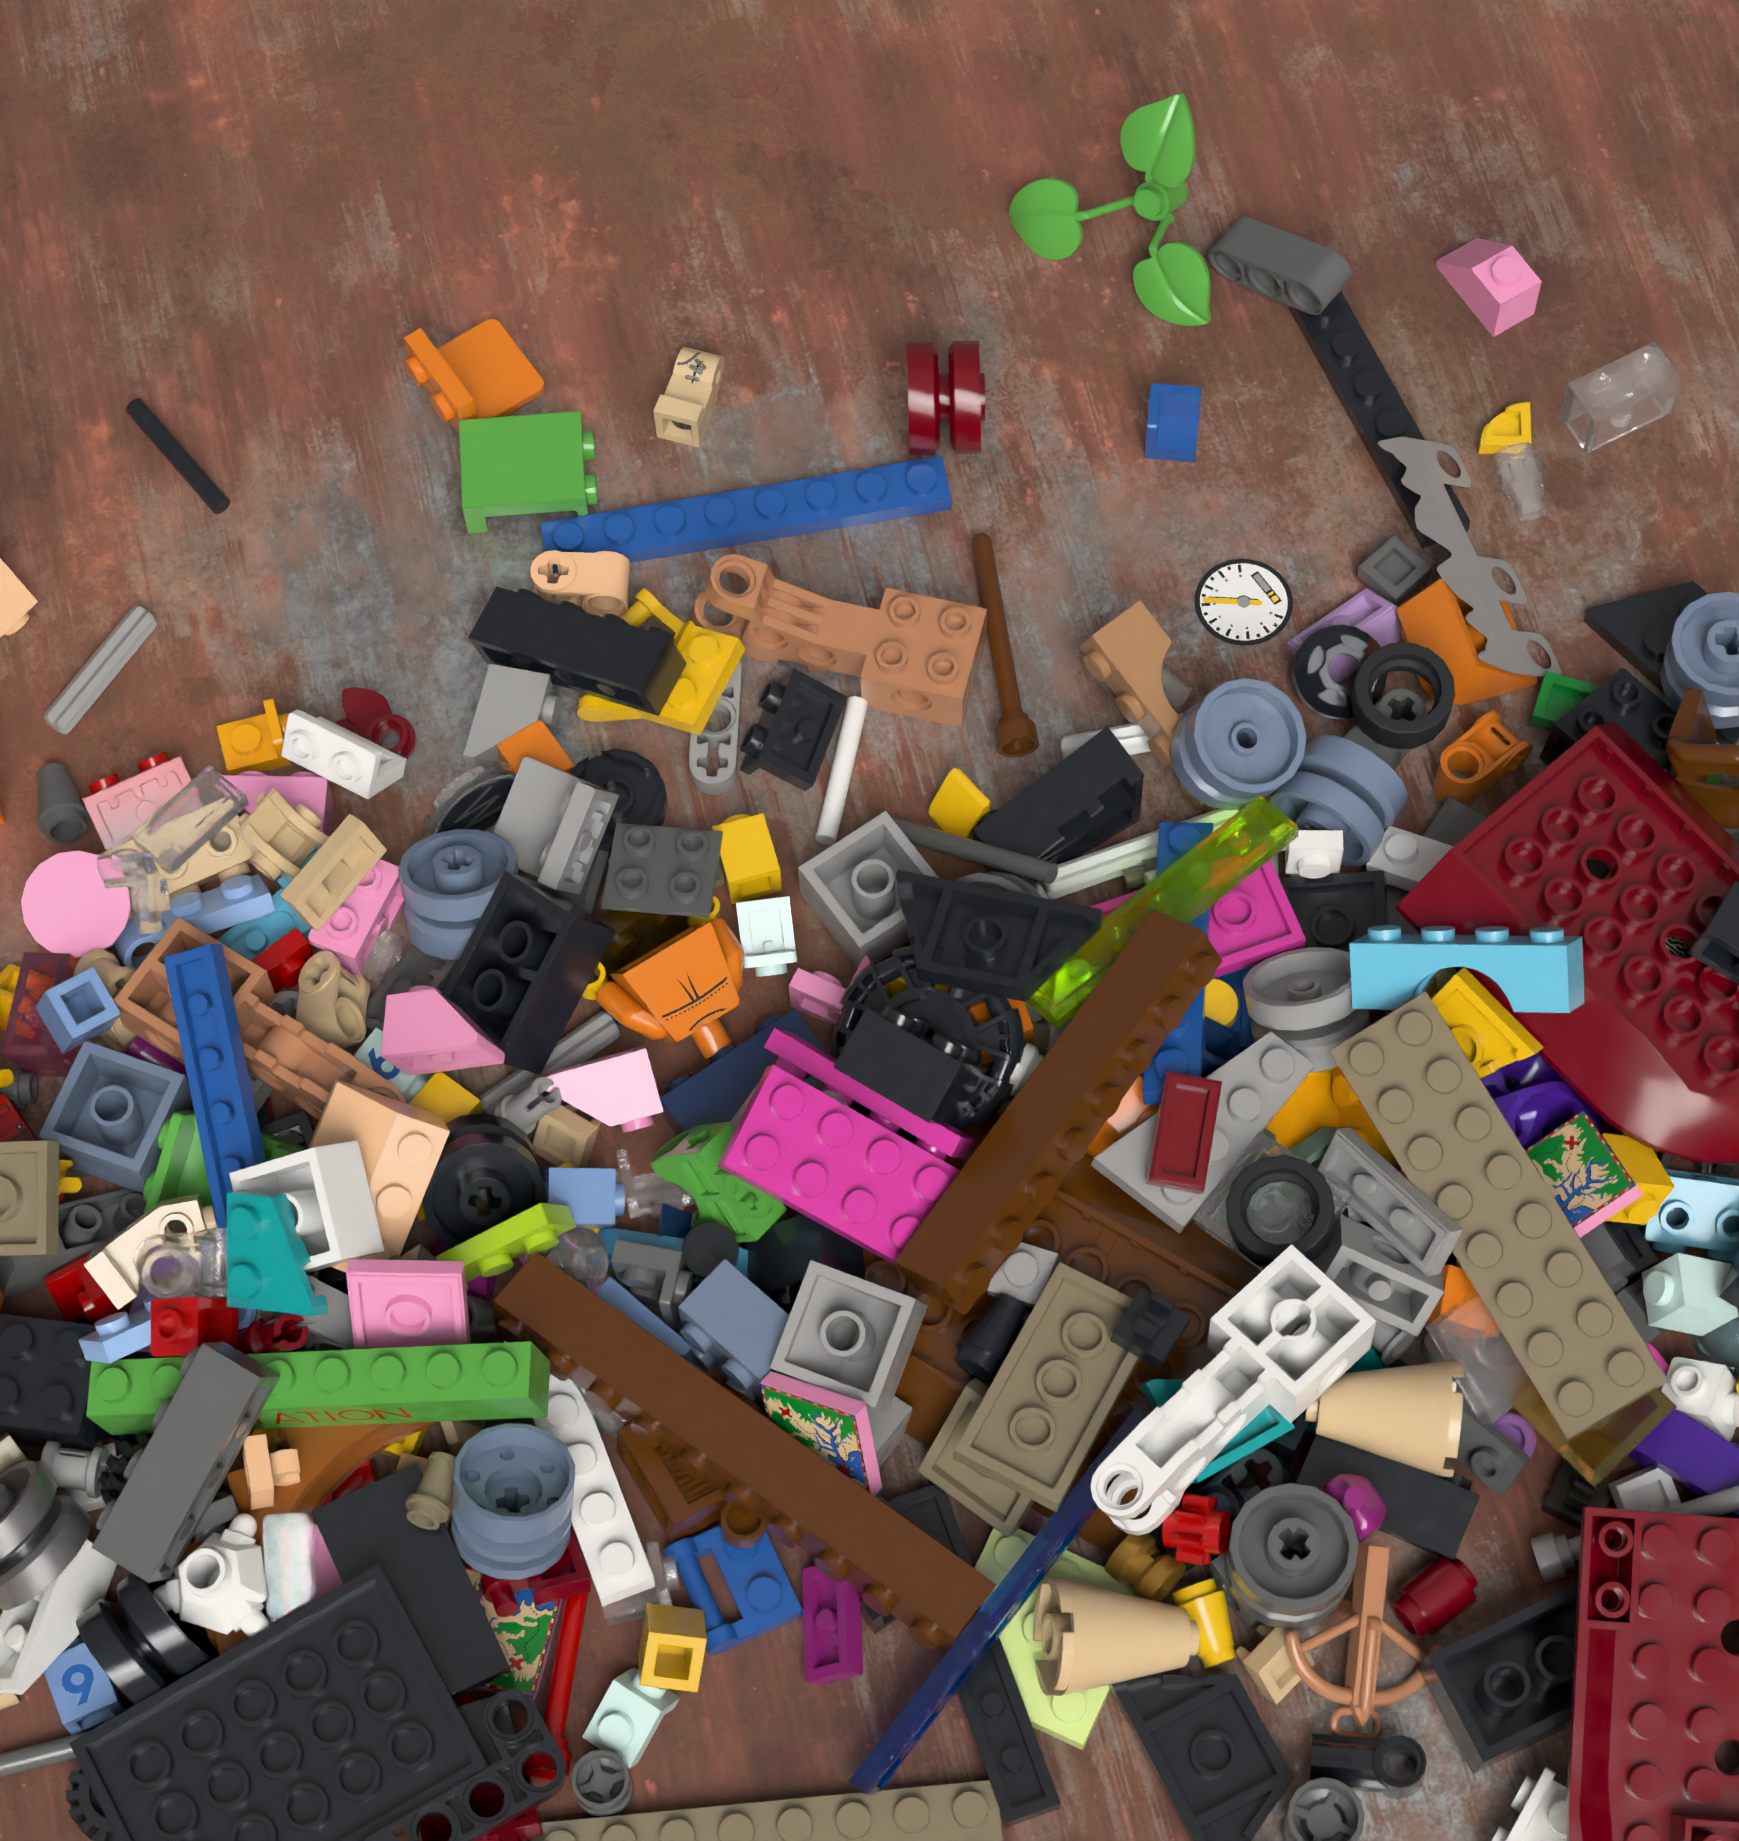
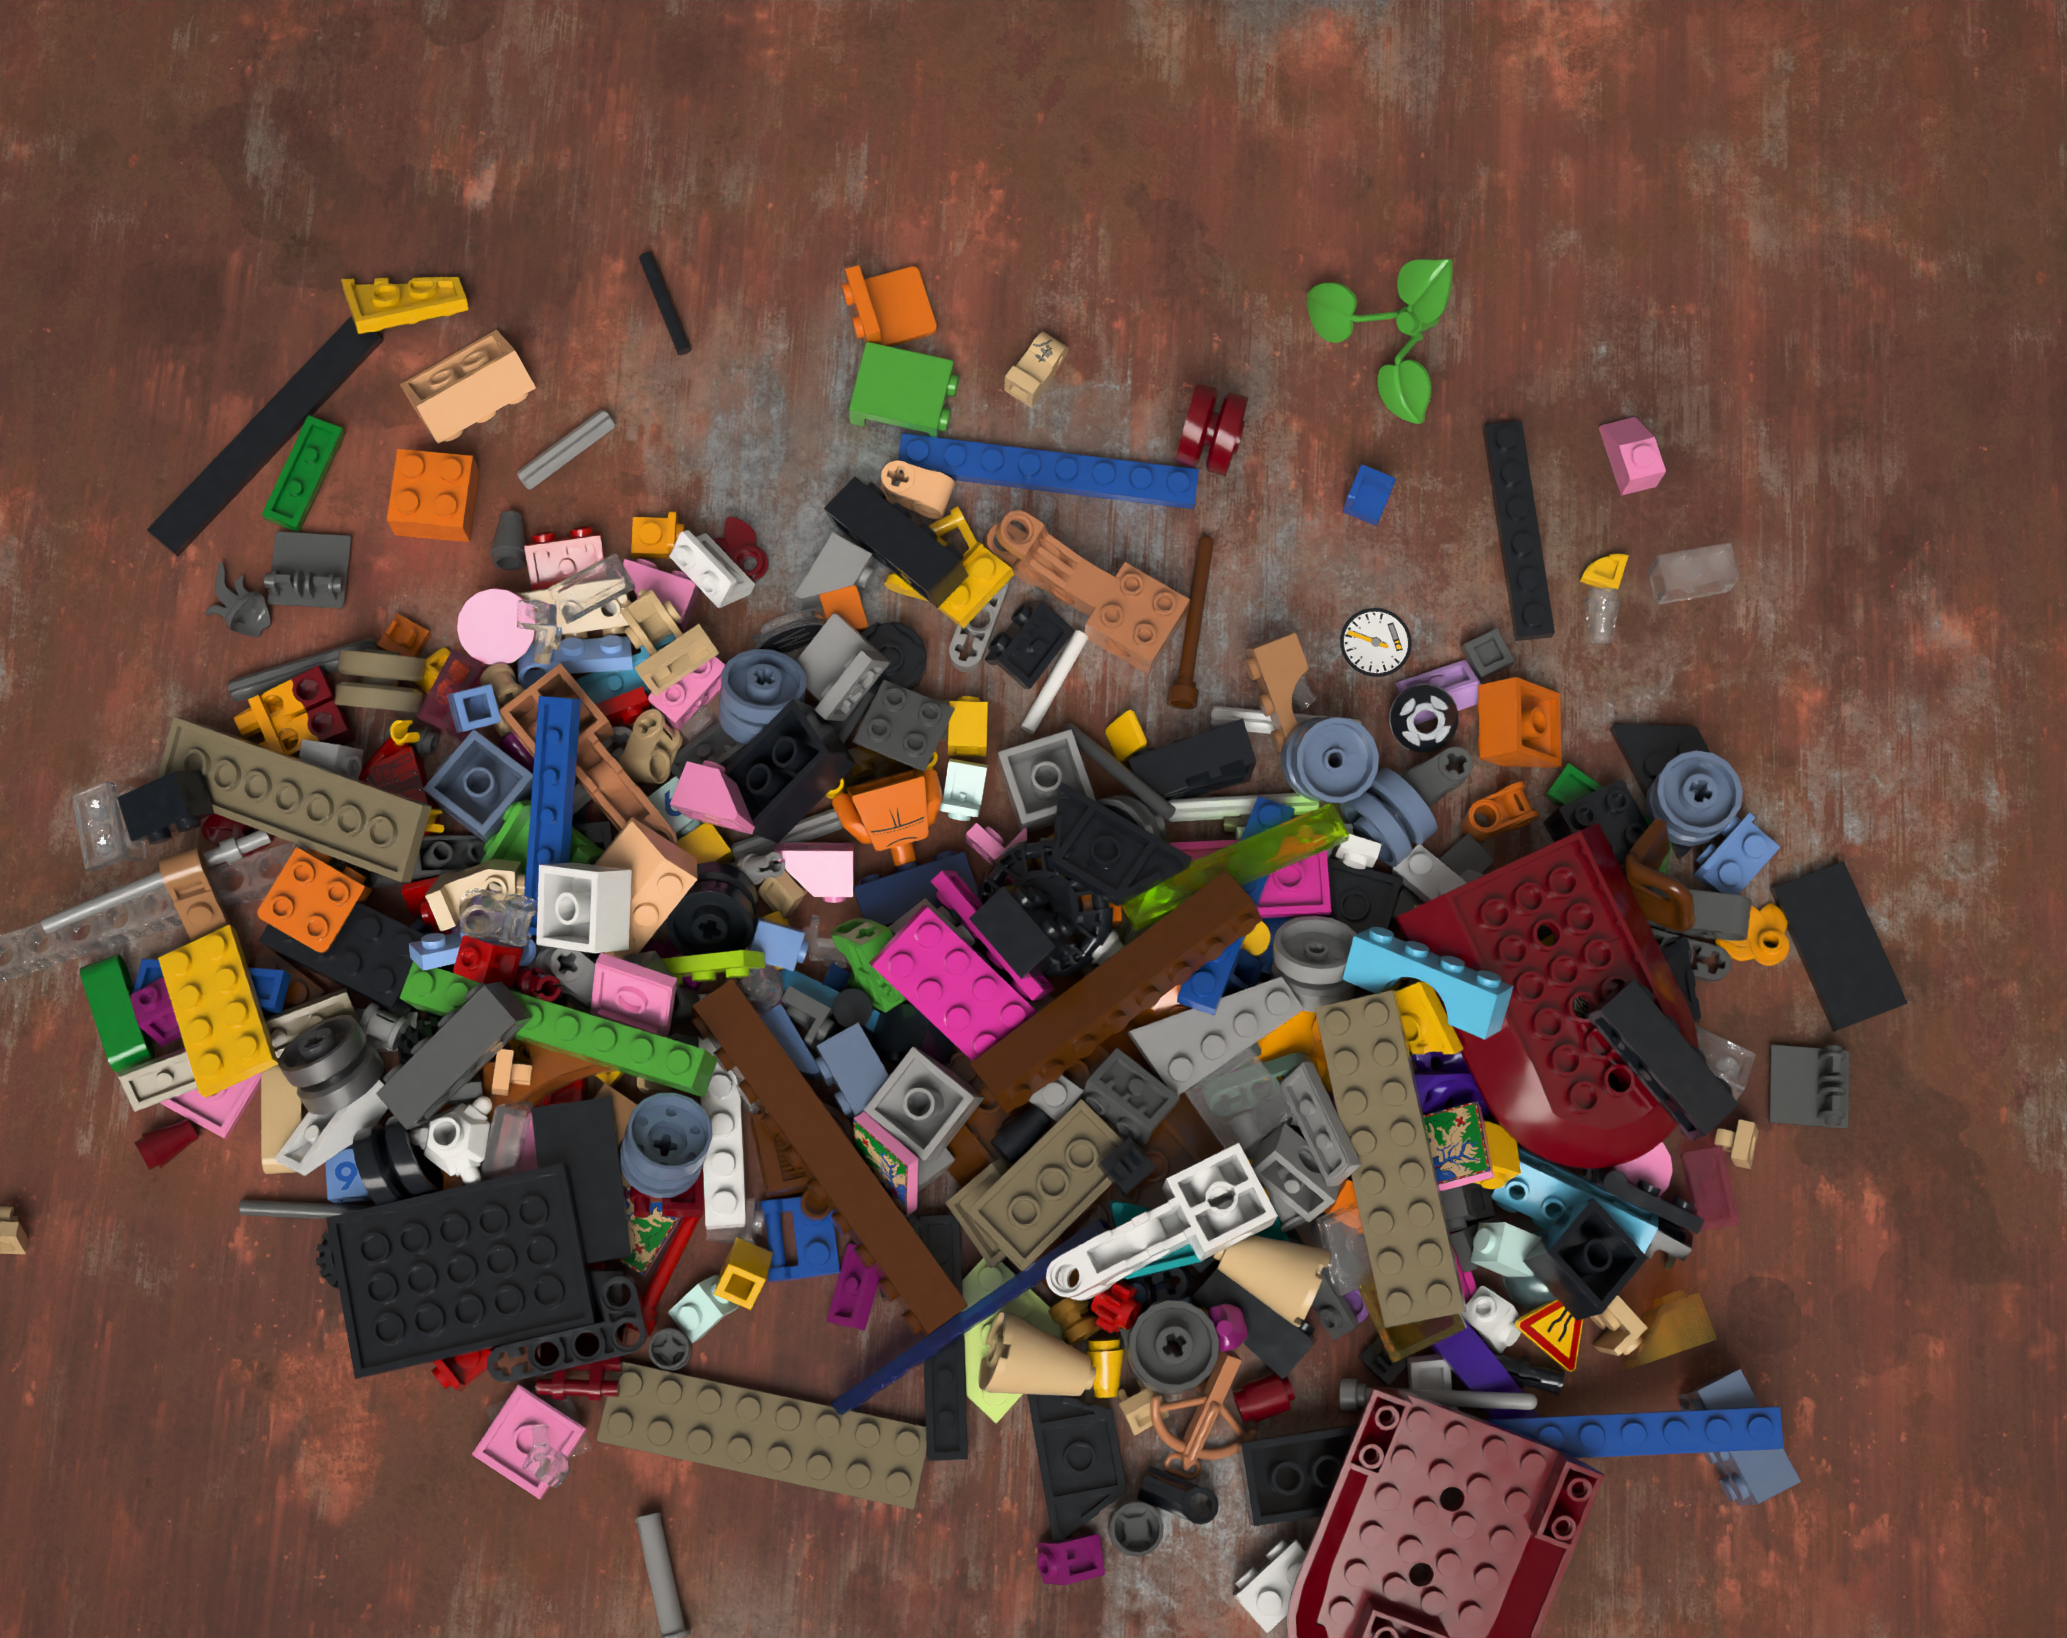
camera: 10 degrees right, 10 degrees up
(267, 1256) = (547, 932): teal wing -> none
(429, 1504) = (614, 1123): dark tan pin -> none
(1122, 1240) = (1129, 1097): none -> dark grey bracket
(1184, 1132) = (1195, 1035): dark red tile -> none
(1273, 1170) = (1249, 1081): black tyre -> none
(1280, 265) = (1485, 398): dark grey beam -> none
(1415, 660) = (1474, 731): black tyre -> none
(1464, 571) = (1538, 675): light grey piece -> none

